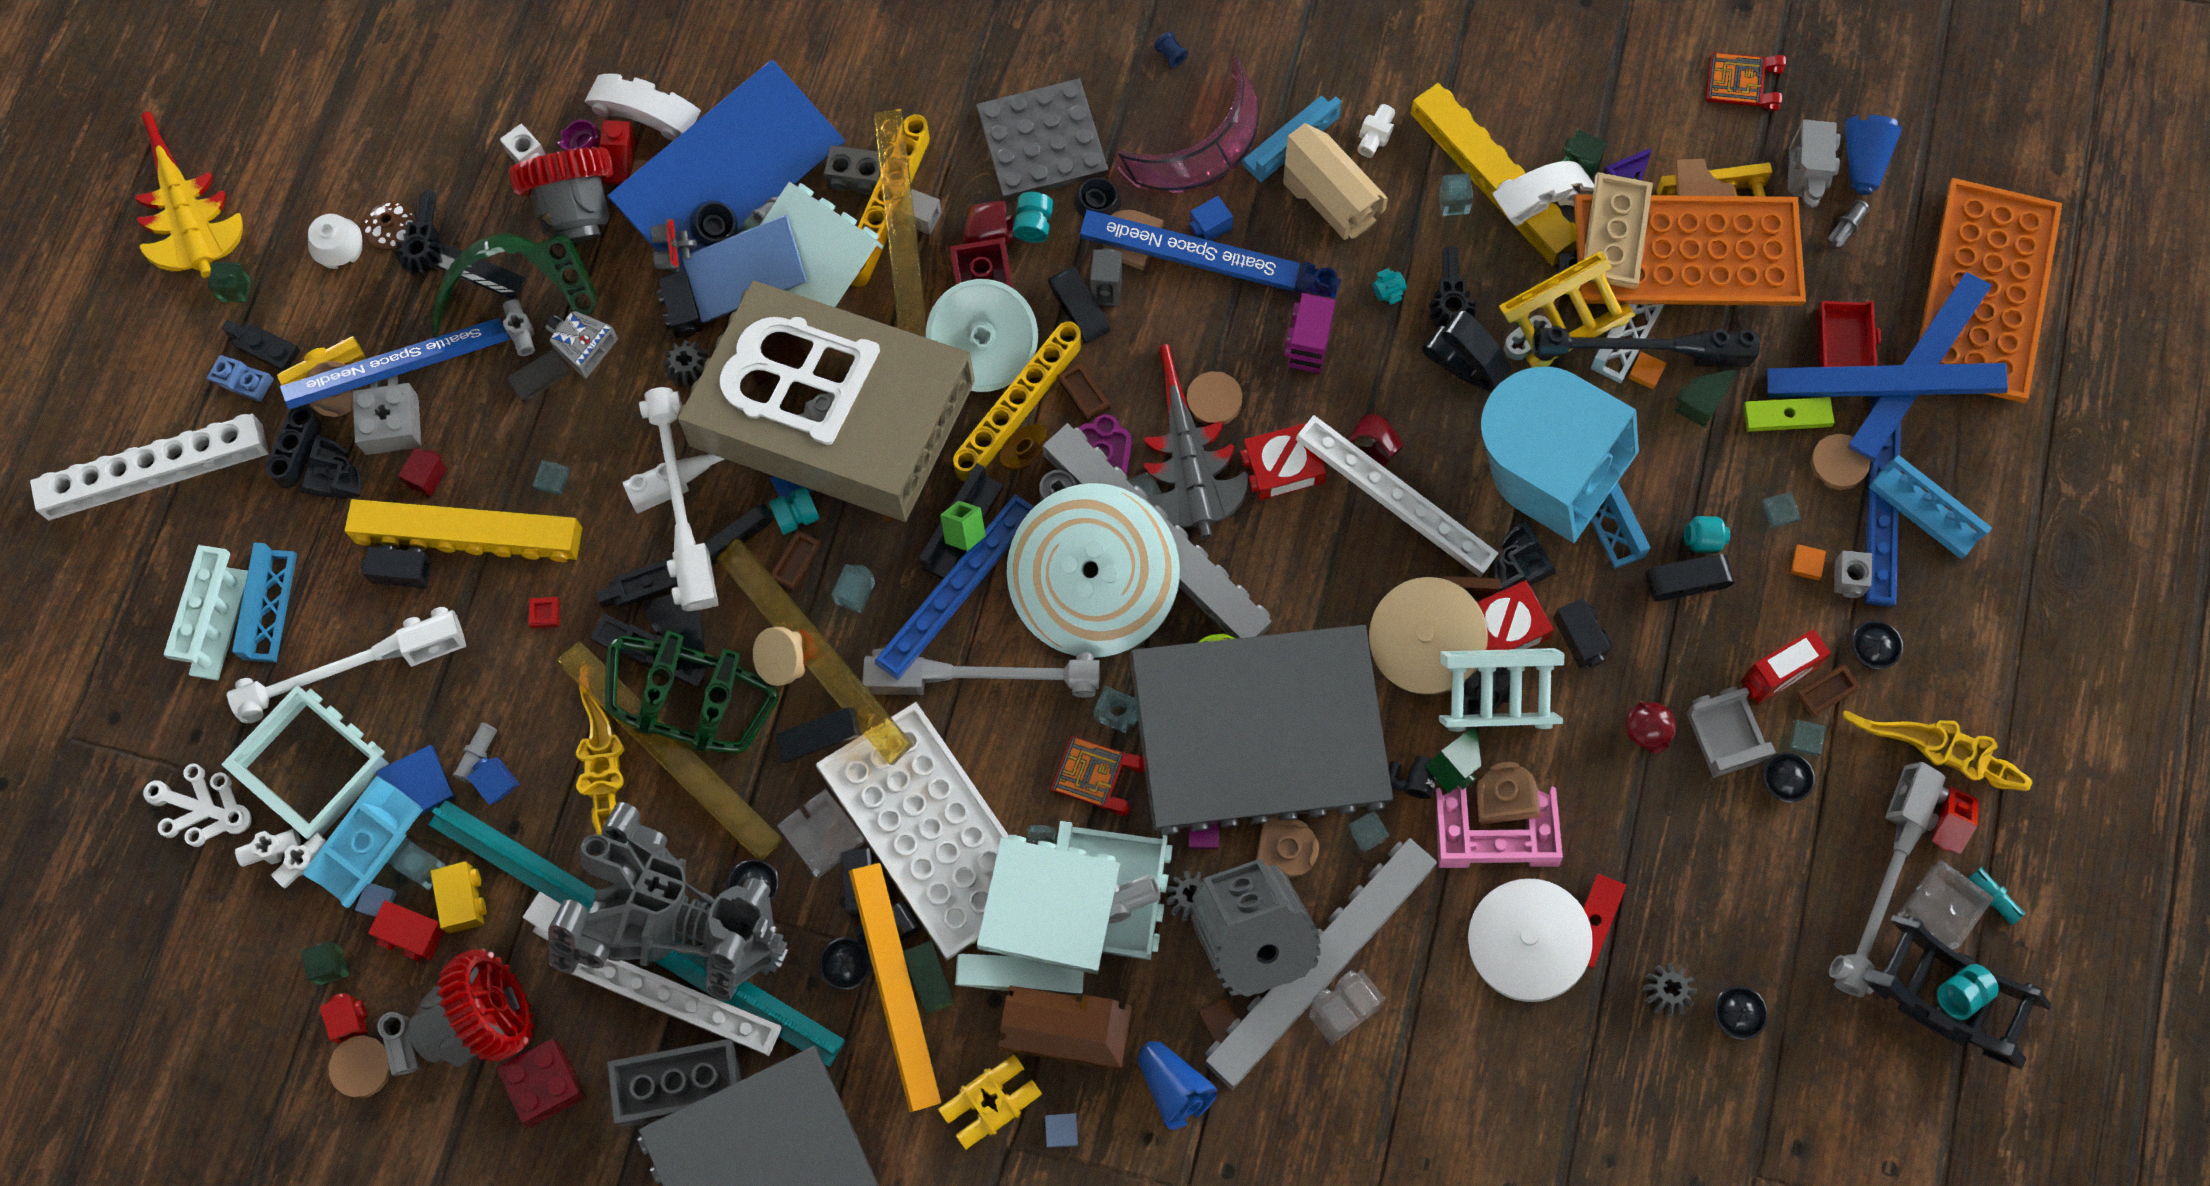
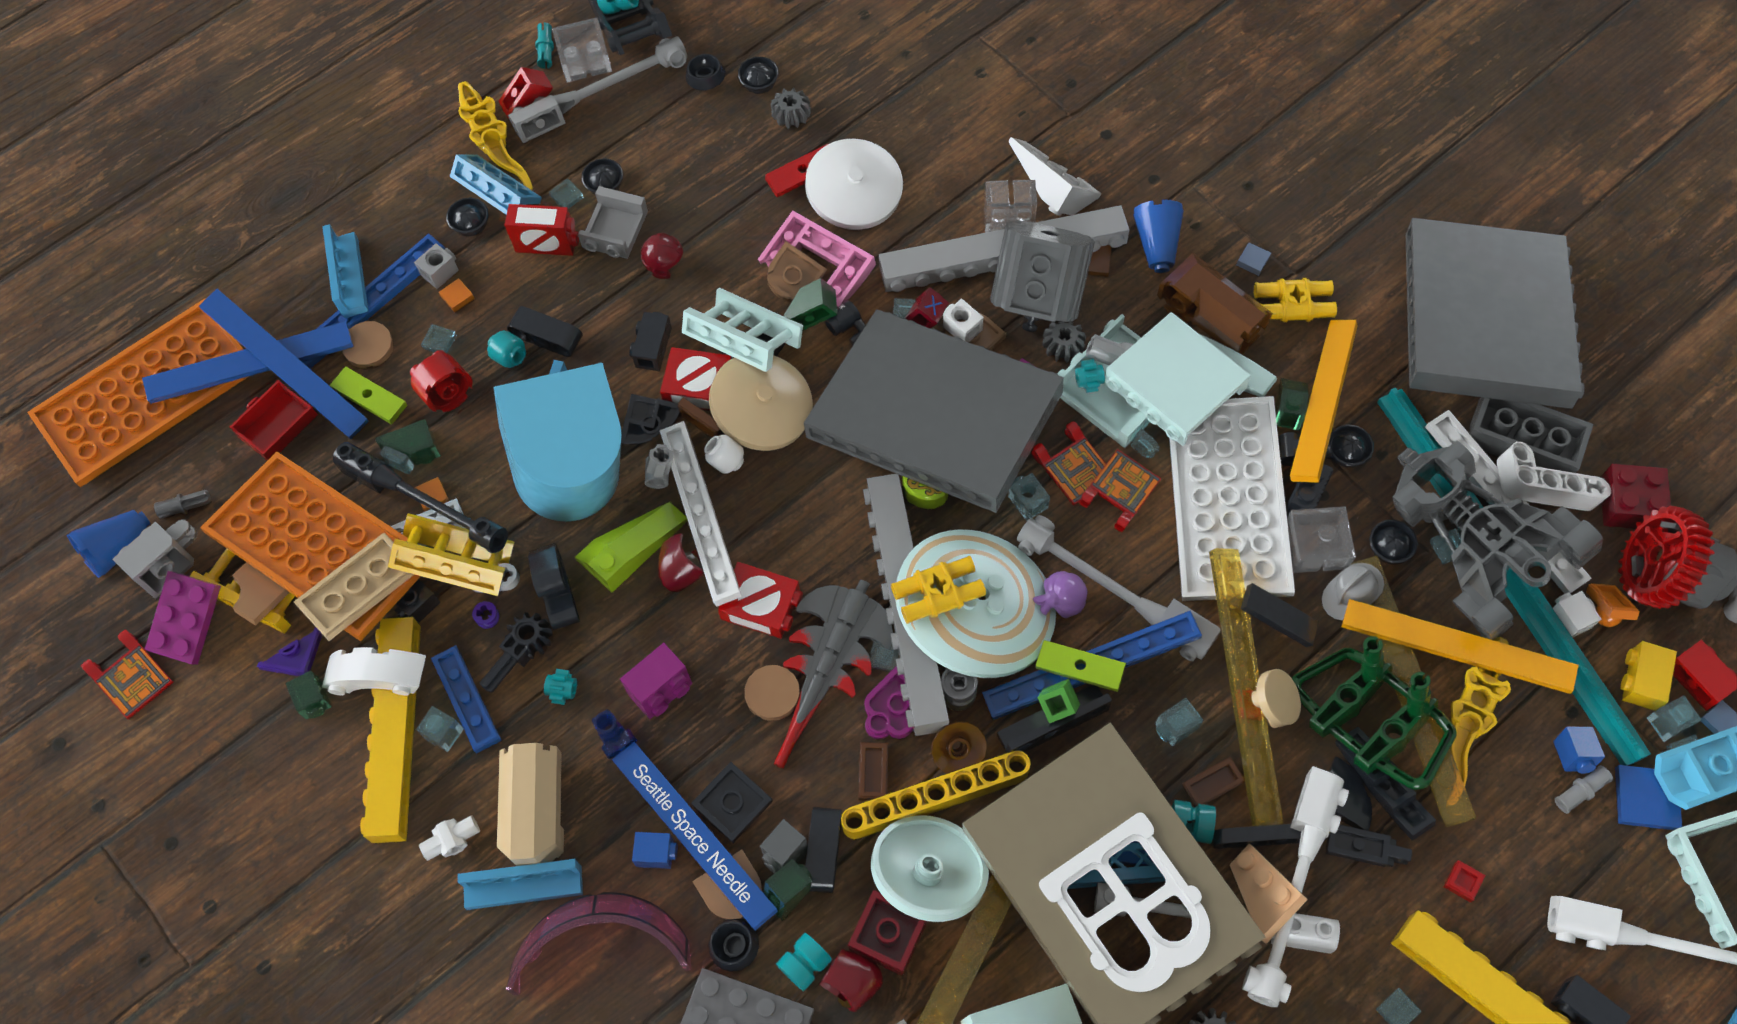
camera: 145 degrees left, 5 degrees down
(519, 945) = (1611, 604): none -> orange tile
(625, 1037) = (1547, 486): none -> white beam
(647, 799) = (1460, 646): none -> light orange tile
(701, 483) = (1265, 891): none -> light nougat wing
(764, 808) = (1357, 582): none -> light grey piece
(946, 571) = (1063, 662): none -> lime tile
(1022, 632) = (1064, 593): none -> medium lavender hat
(1037, 782) = (1122, 484): none -> flag
(1080, 248) = (788, 887): none -> clear green slope
(1129, 544) = (934, 602): none -> yellow pin
(1137, 861) = (1089, 376): none -> teal gear
(1178, 293) = (732, 802): none -> black plate
(1291, 851) = (964, 330): none -> white brick
(1325, 1084) = (1053, 184): none -> white wedge
(1345, 836) = (927, 308): none -> dark red brick
(1420, 562) = (724, 454): none -> white head
(1440, 431) = (623, 550): none -> lime wedge
(1461, 235) = (466, 699): none -> blue tile
(1468, 512) = (658, 467): none -> light grey piece
(1501, 297) = (478, 610): none -> dark purple bush
(1702, 370) = (397, 460): none -> clear light blue tile
(1732, 460) = (440, 381): none -> red brick
(1744, 137) = (182, 617): none -> magenta plate
(1797, 978) = (705, 72): none -> black hat
(1882, 682) = (491, 182): none -> dark azure fence

